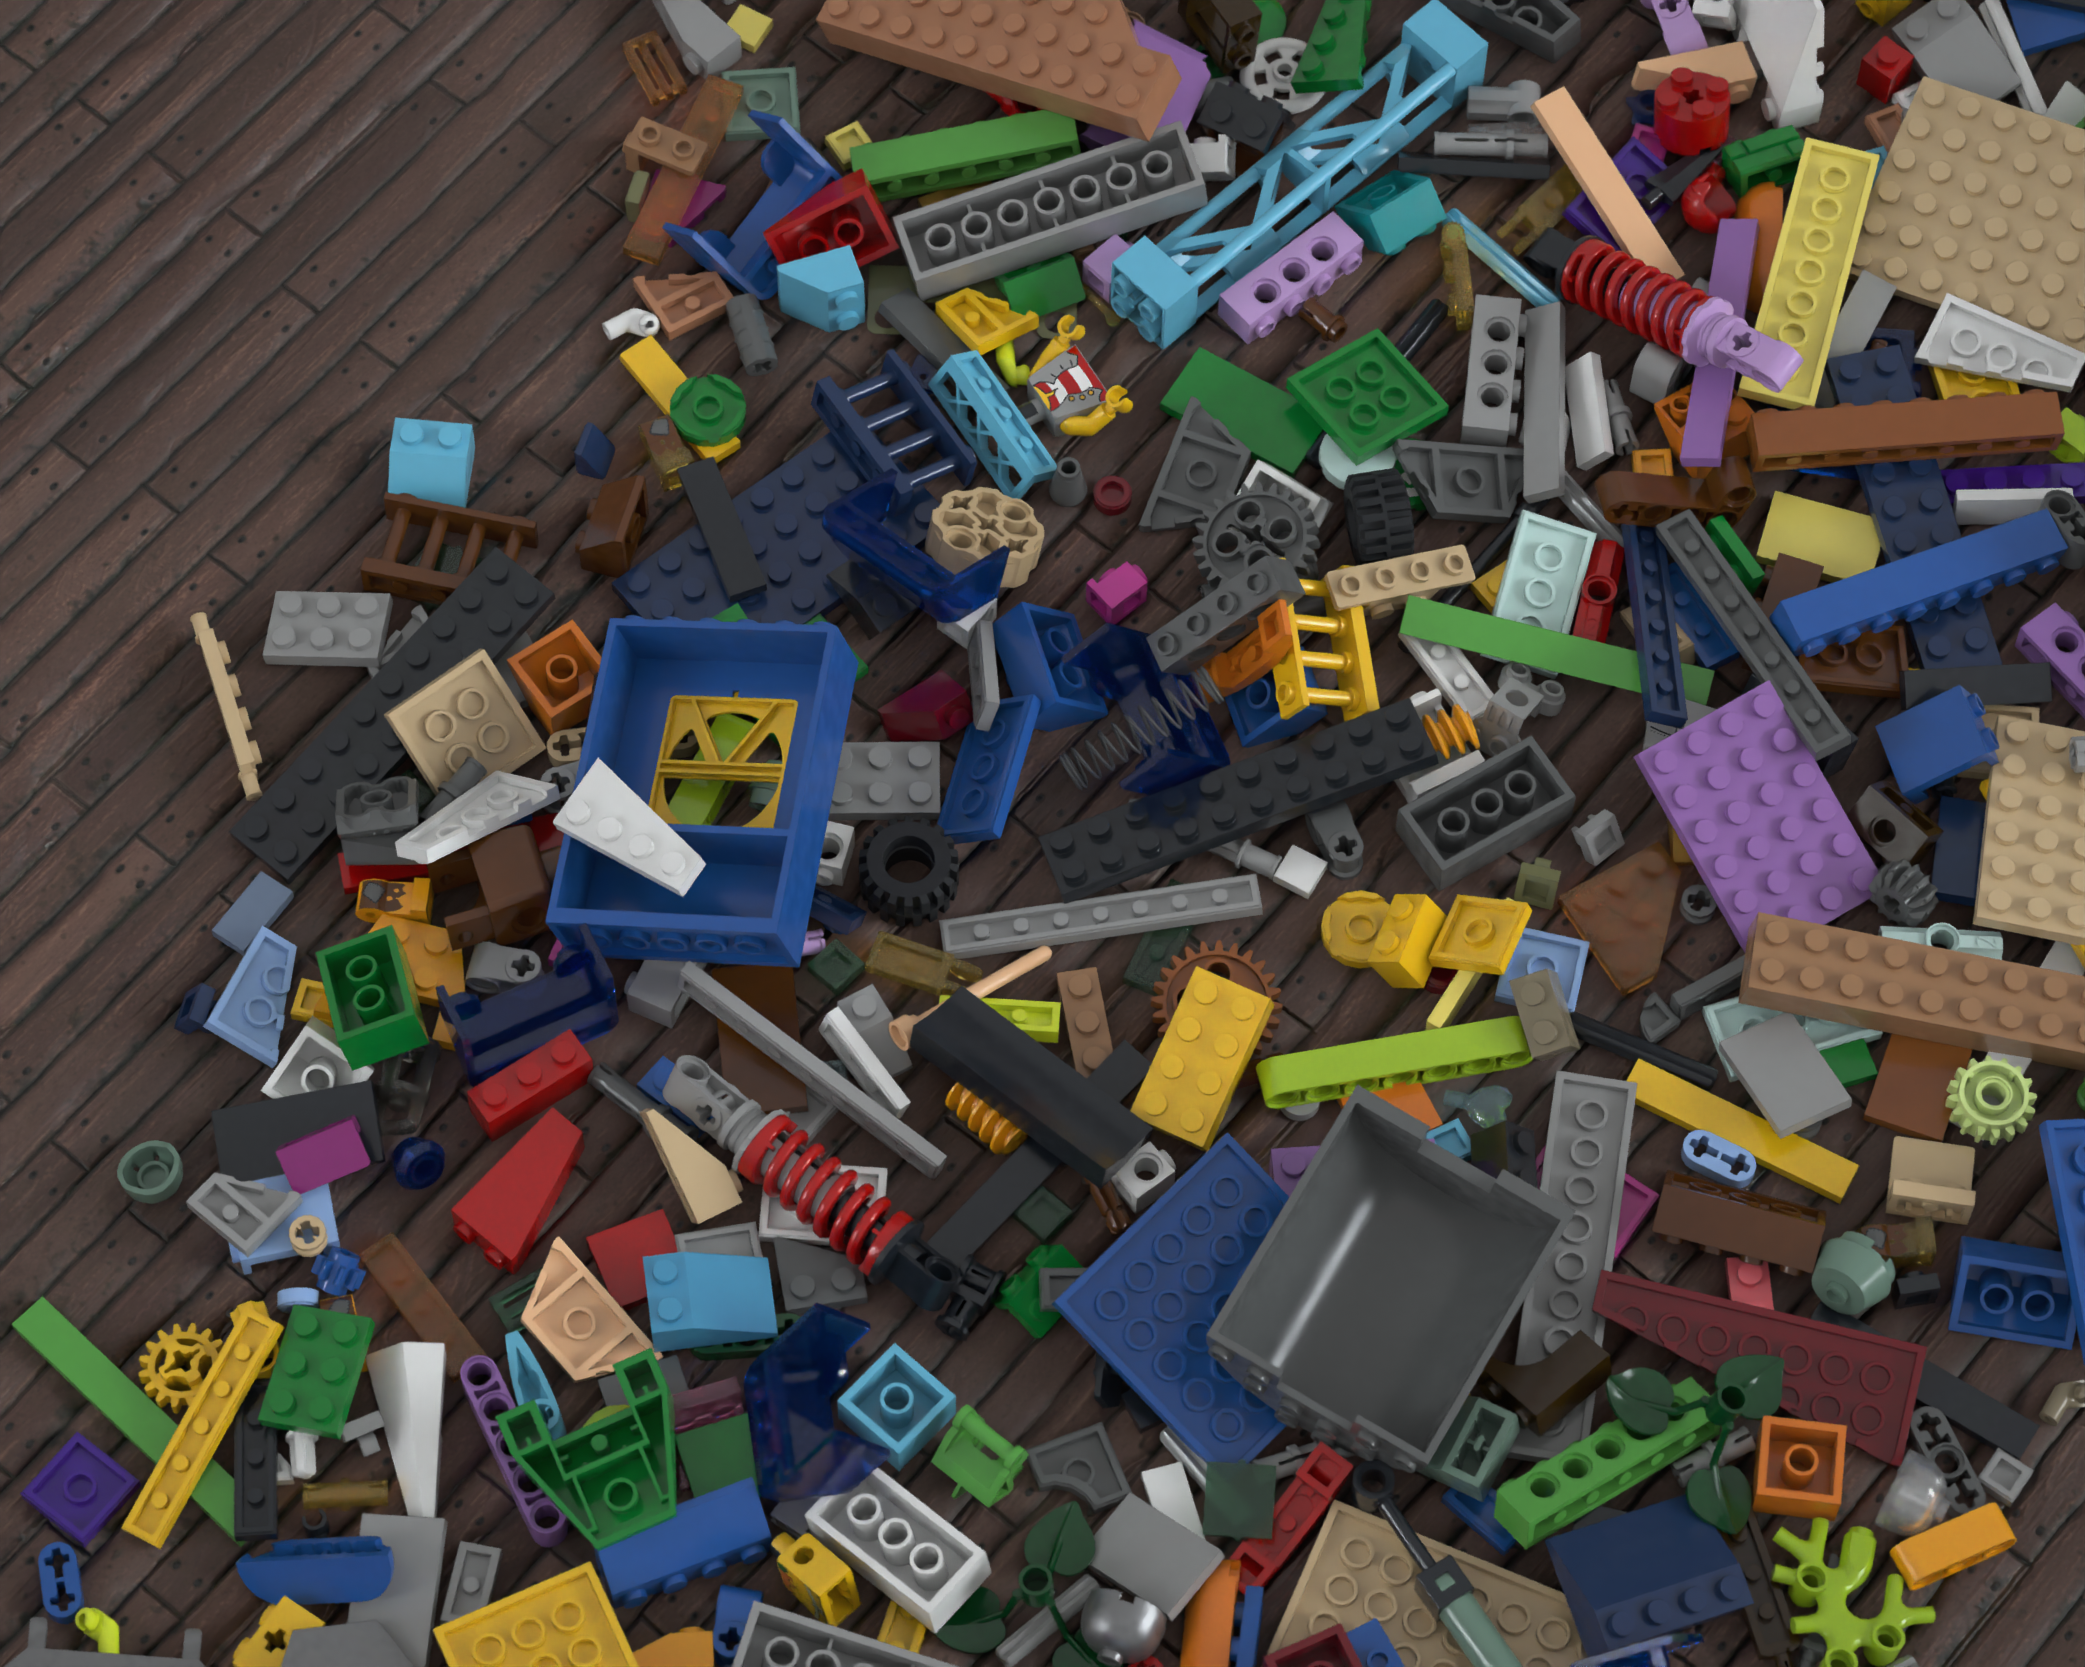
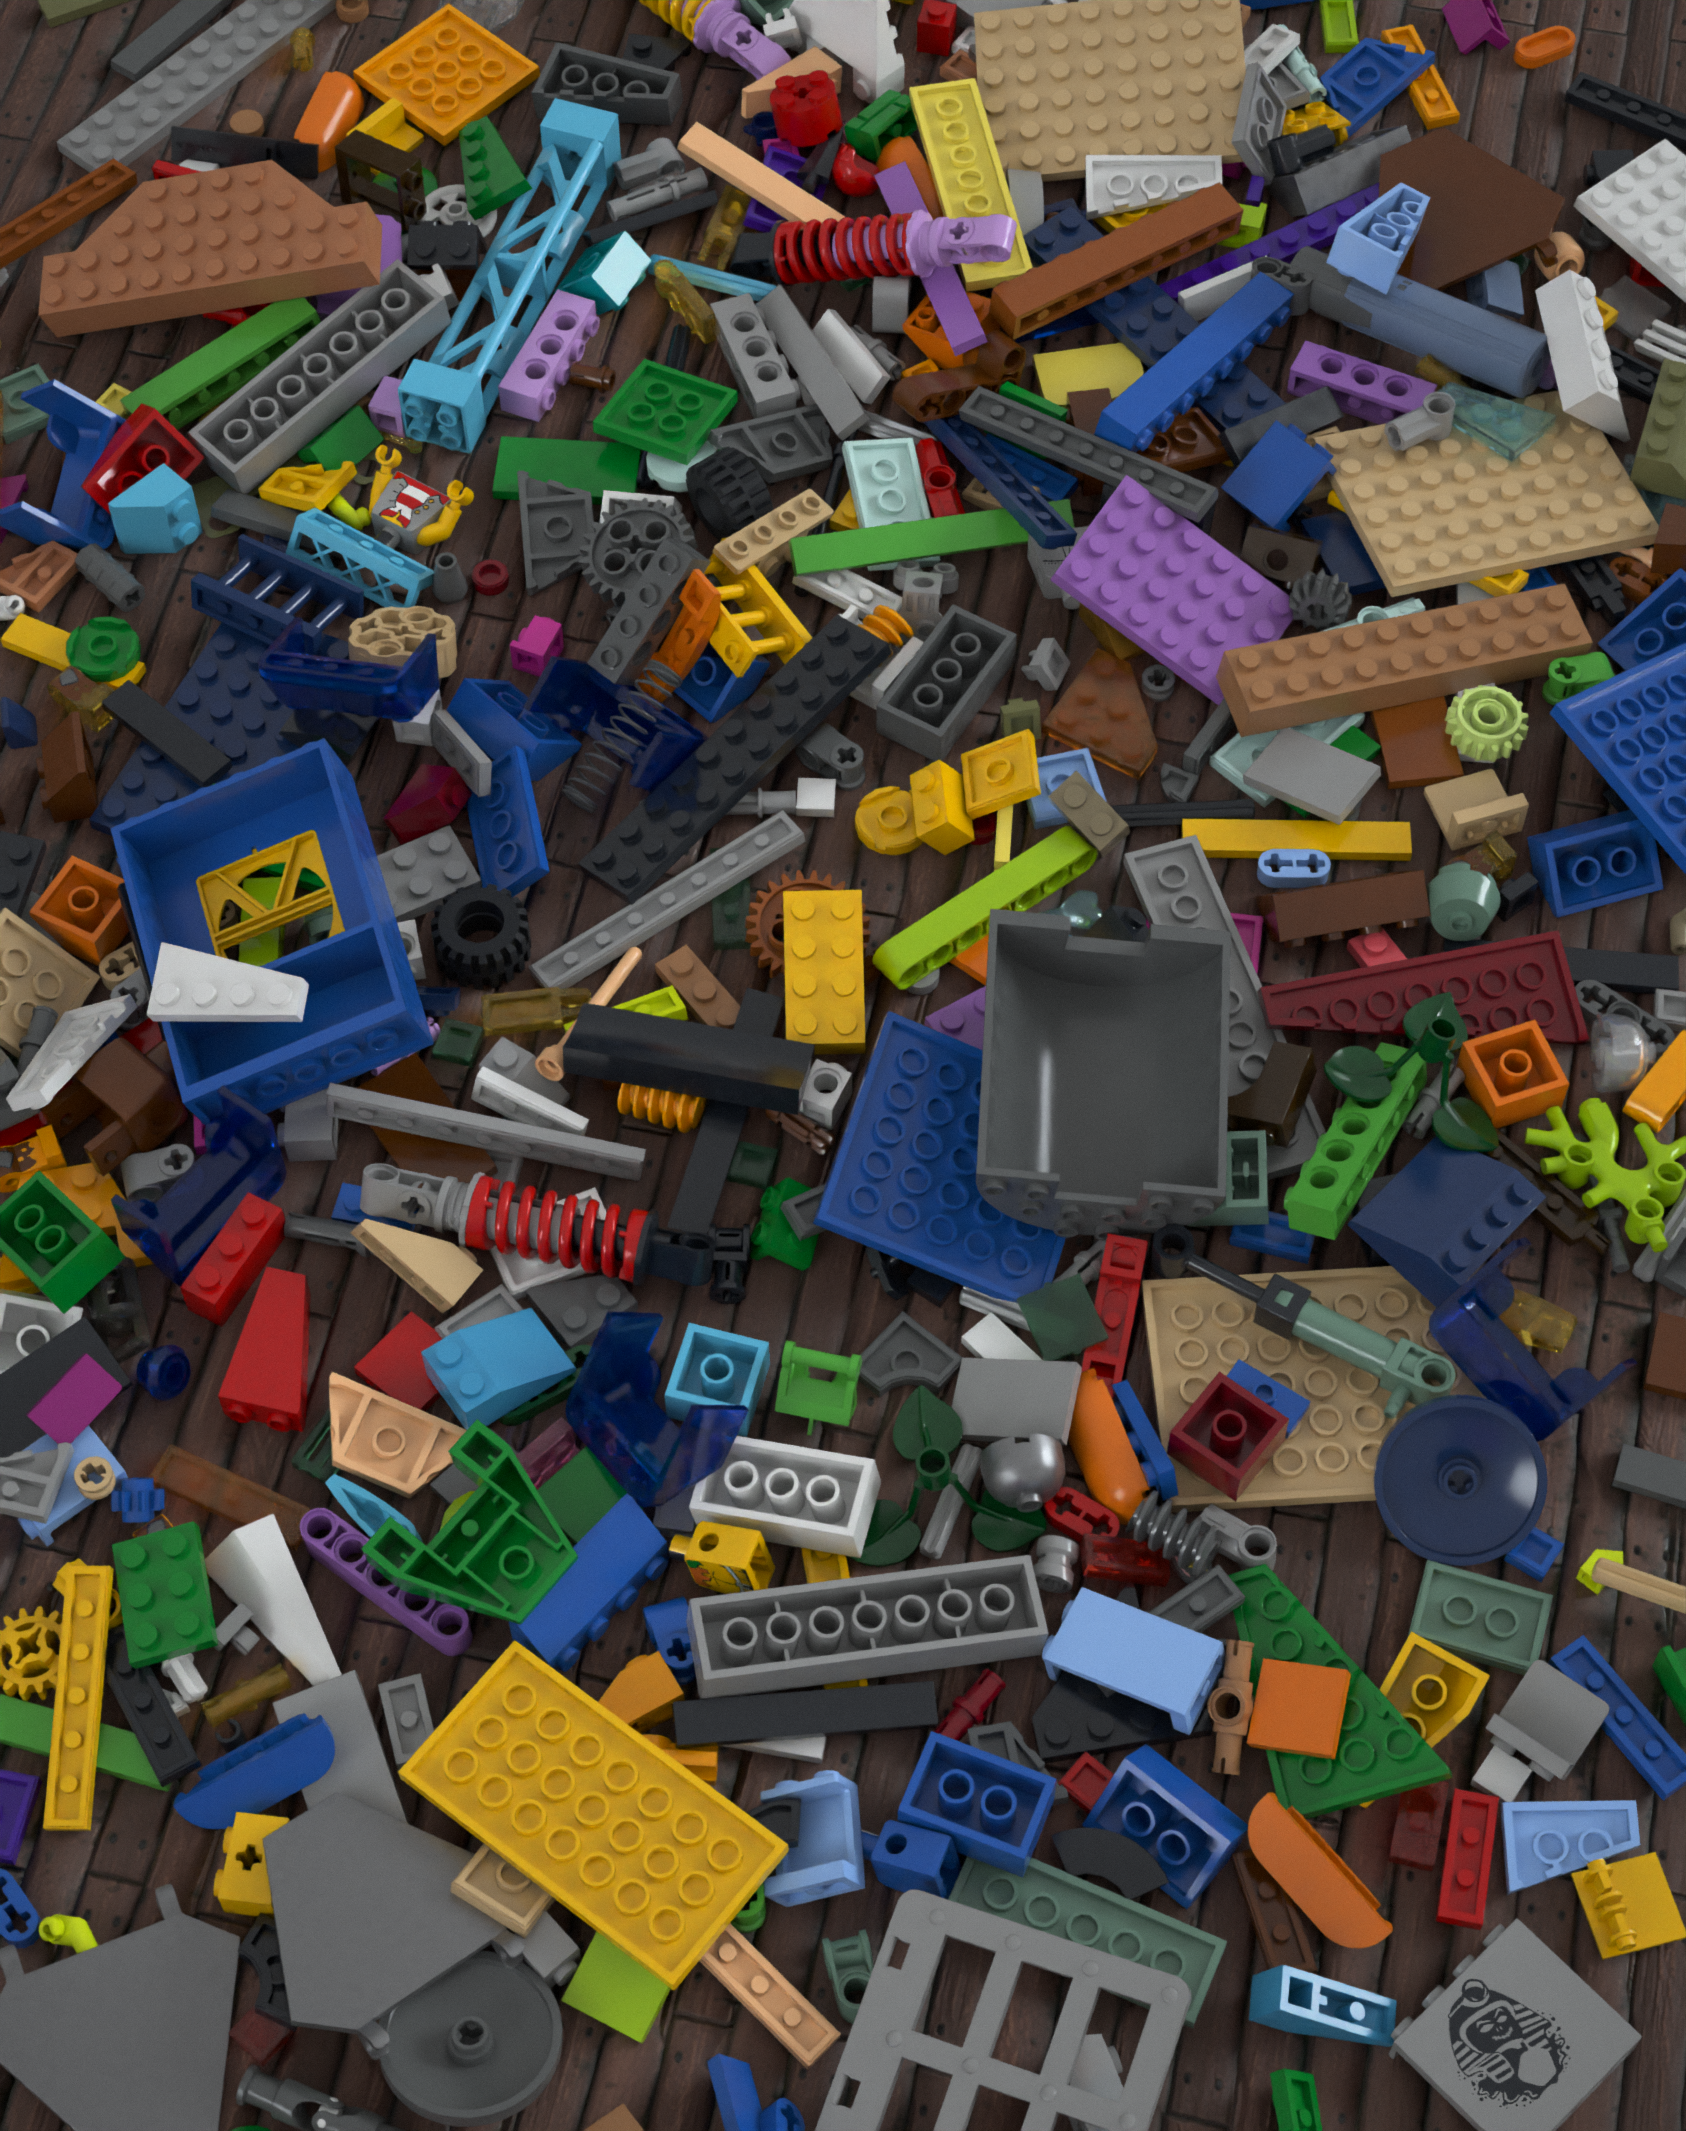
camera: 25 degrees left, 5 degrees down
(299, 1296) = (102, 1544): light blue tile -> none

